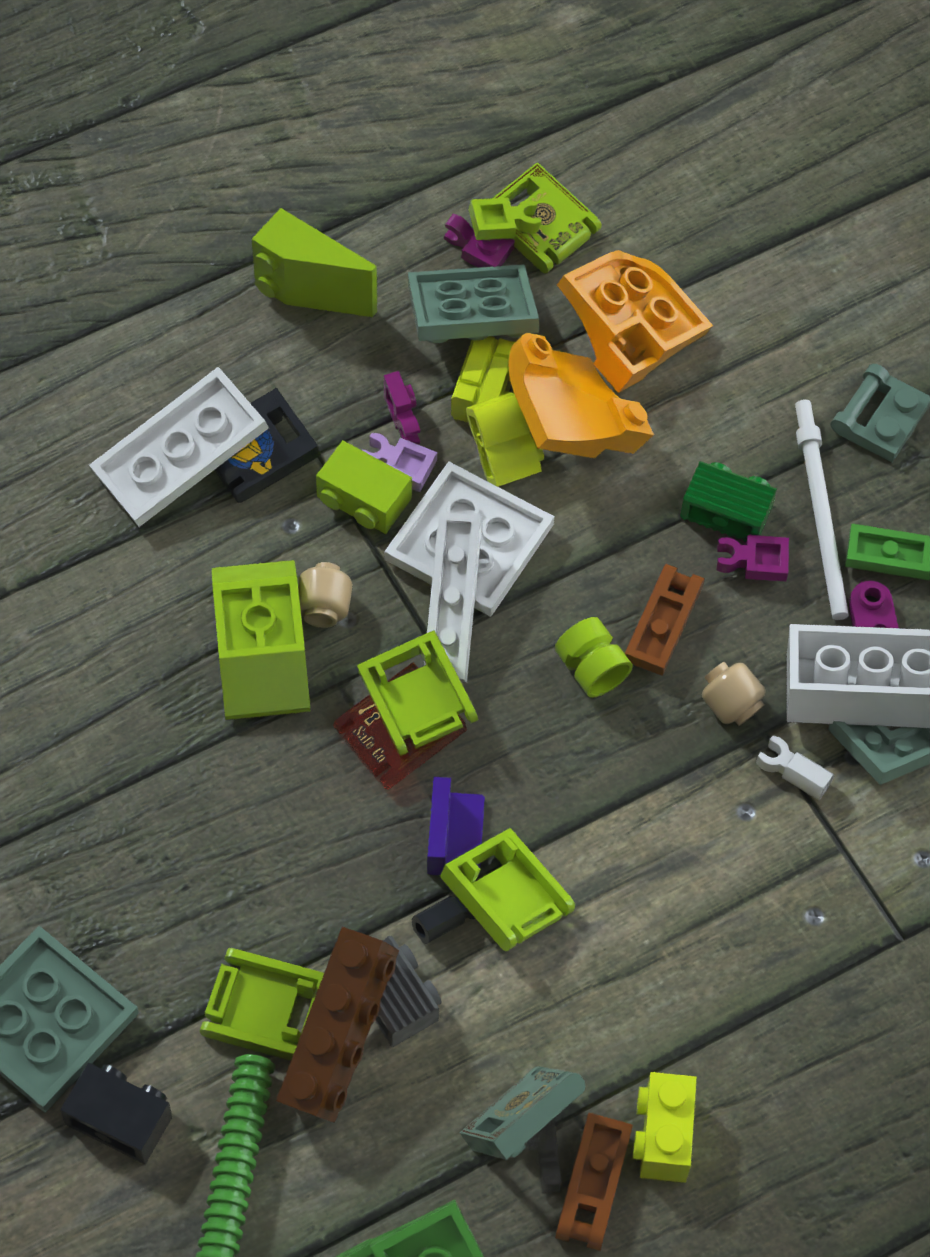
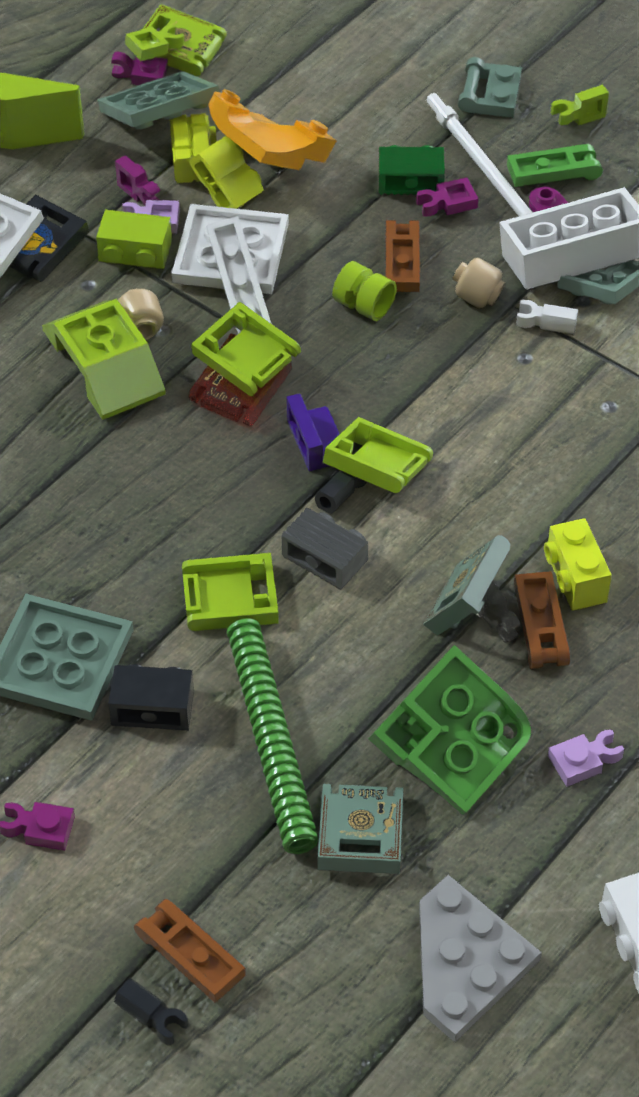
camera: 20 degrees left, 10 degrees down
(338, 1024) = (300, 573): reddish brown brick -> none
(631, 315) = (282, 76): light orange slope -> none

